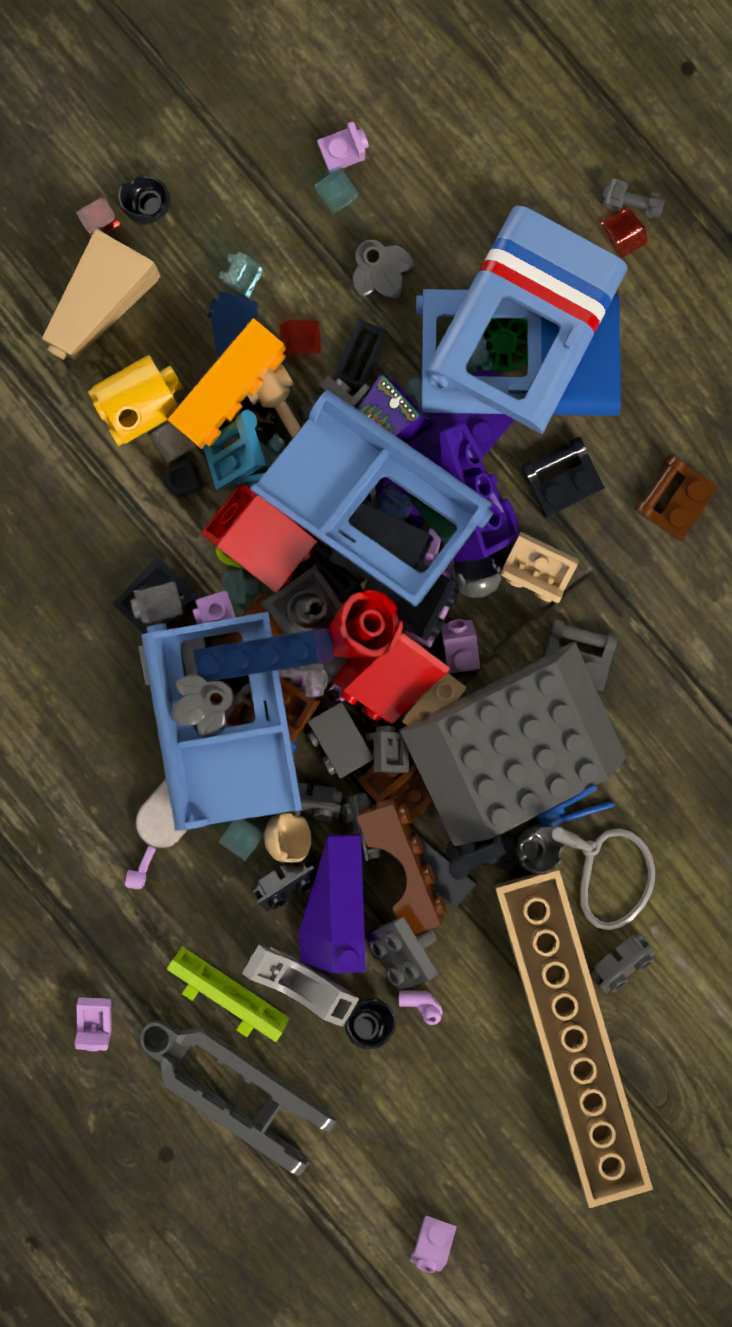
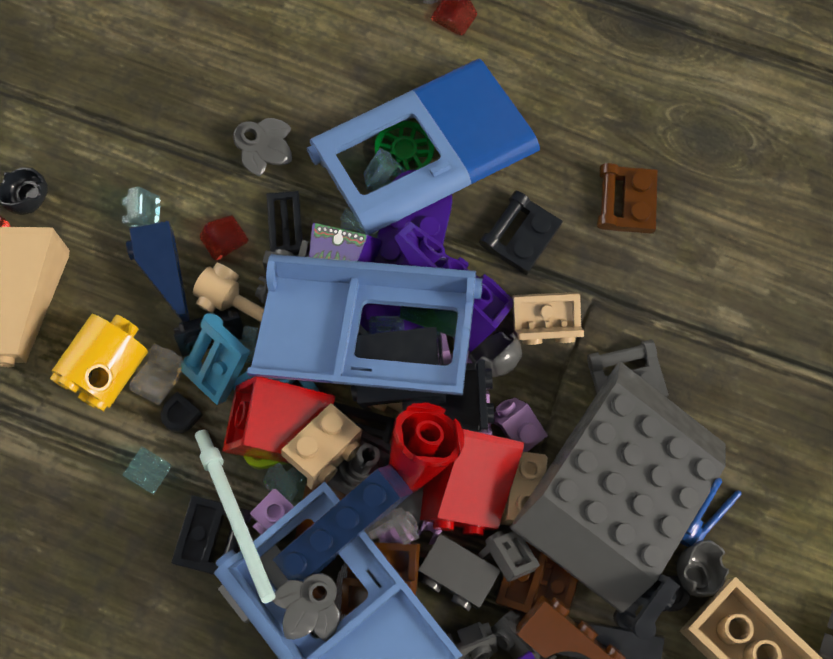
camera: 30 degrees left, 15 degrees down
(131, 512) = (147, 470): none -> clear light blue tile
(157, 603) = (212, 537): clear bracket -> none
(187, 537) = (212, 462): none -> light aqua bar
(227, 384) = (177, 301): light orange brick -> none
(283, 580) = (323, 446): none -> tan bracket
(336, 191) = (190, 102): clear light blue tile -> none
(343, 148) = (178, 65): lavender bracket -> none
(548, 274) = (413, 66): medium blue piece -> none
(592, 848) = (747, 544): light grey piece -> none

